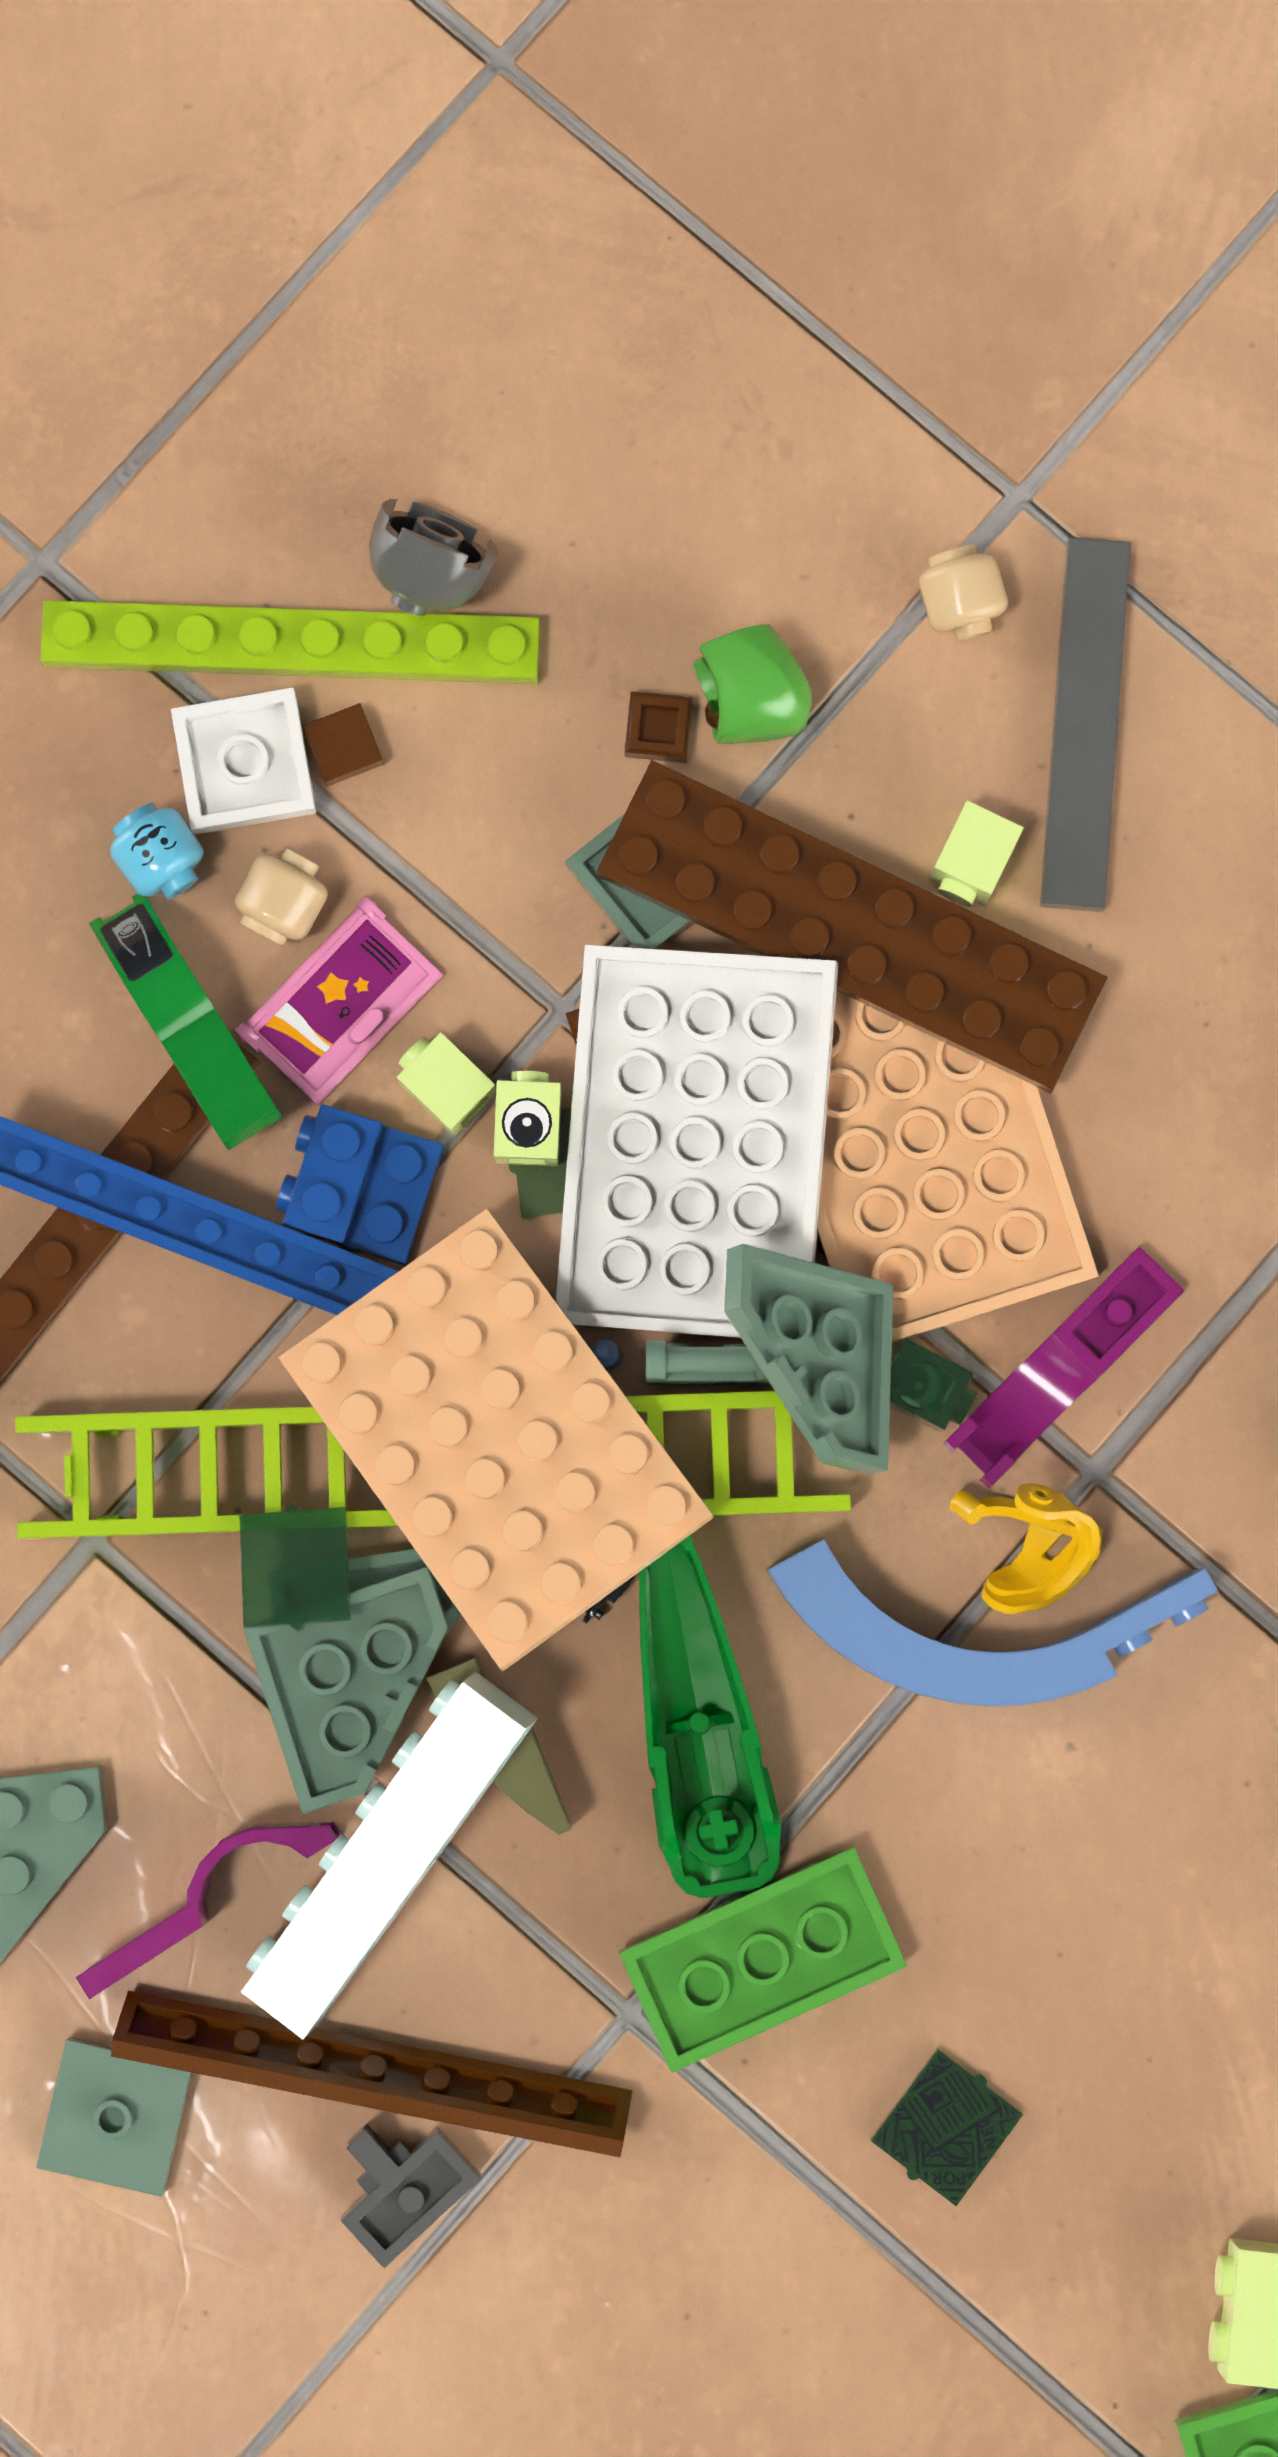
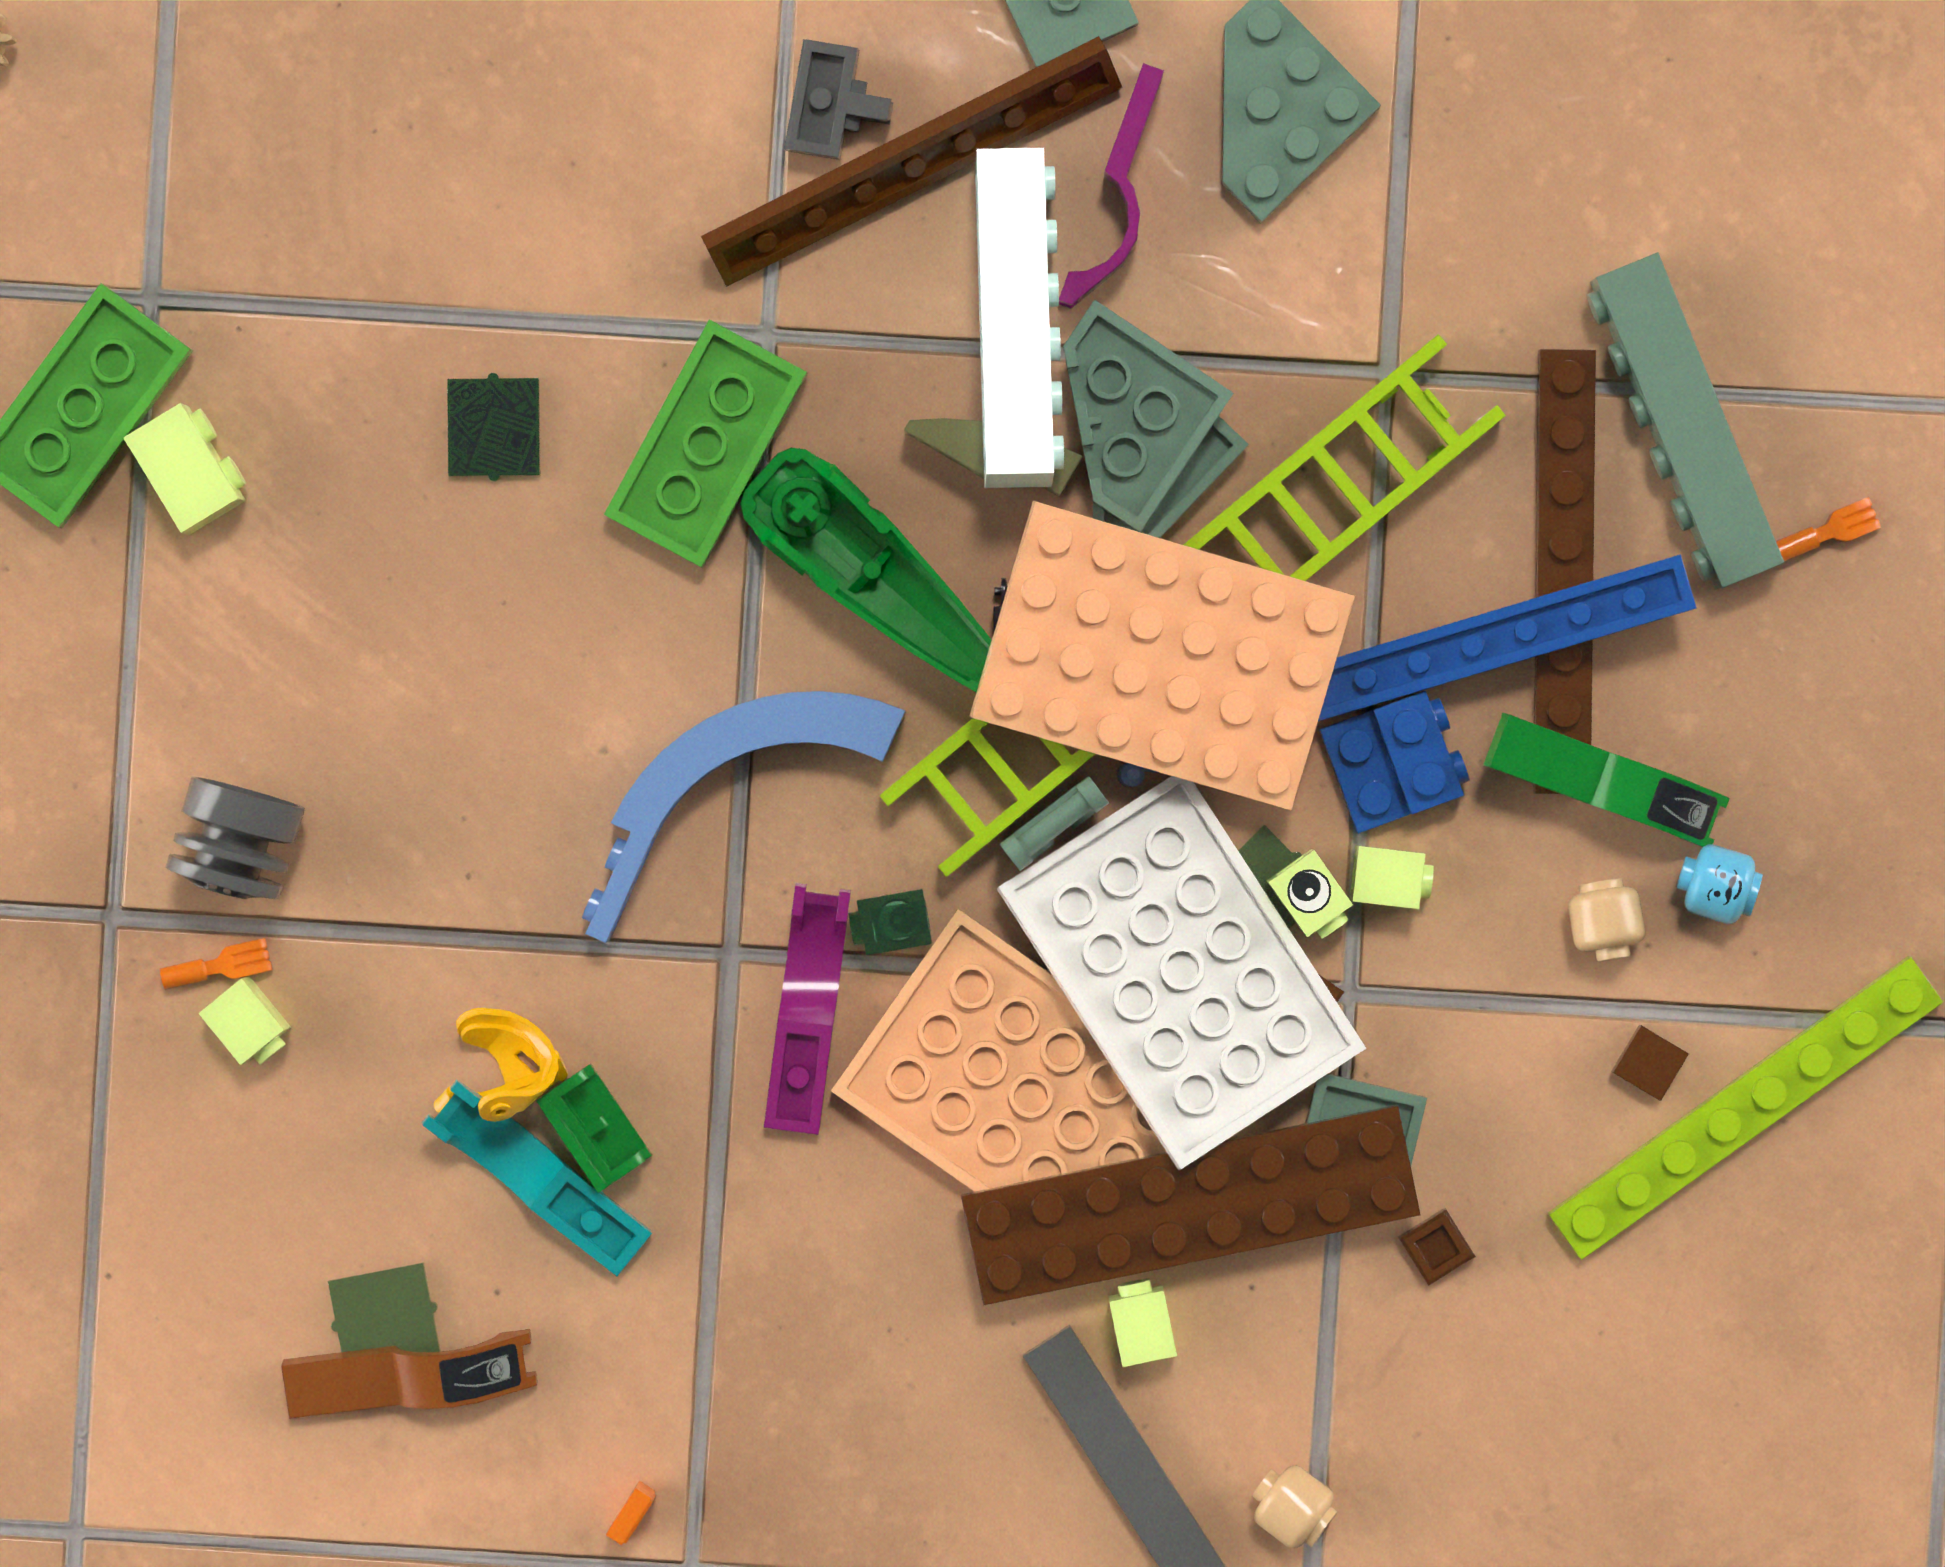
camera: 140 degrees right, 5 degrees up
(243, 761) = (1710, 996): white plate -> none
(295, 1567) = (1230, 461): clear green piece -> none
(339, 995) = (1512, 886): door -> none
(428, 558) = (1691, 1241): dark grey cylinder -> none
(752, 687) = (1389, 1322): bright green piece -> none
(821, 1347) = (984, 889): sand green plate -> none
(1032, 1578) = (718, 846): yellow helmet -> none

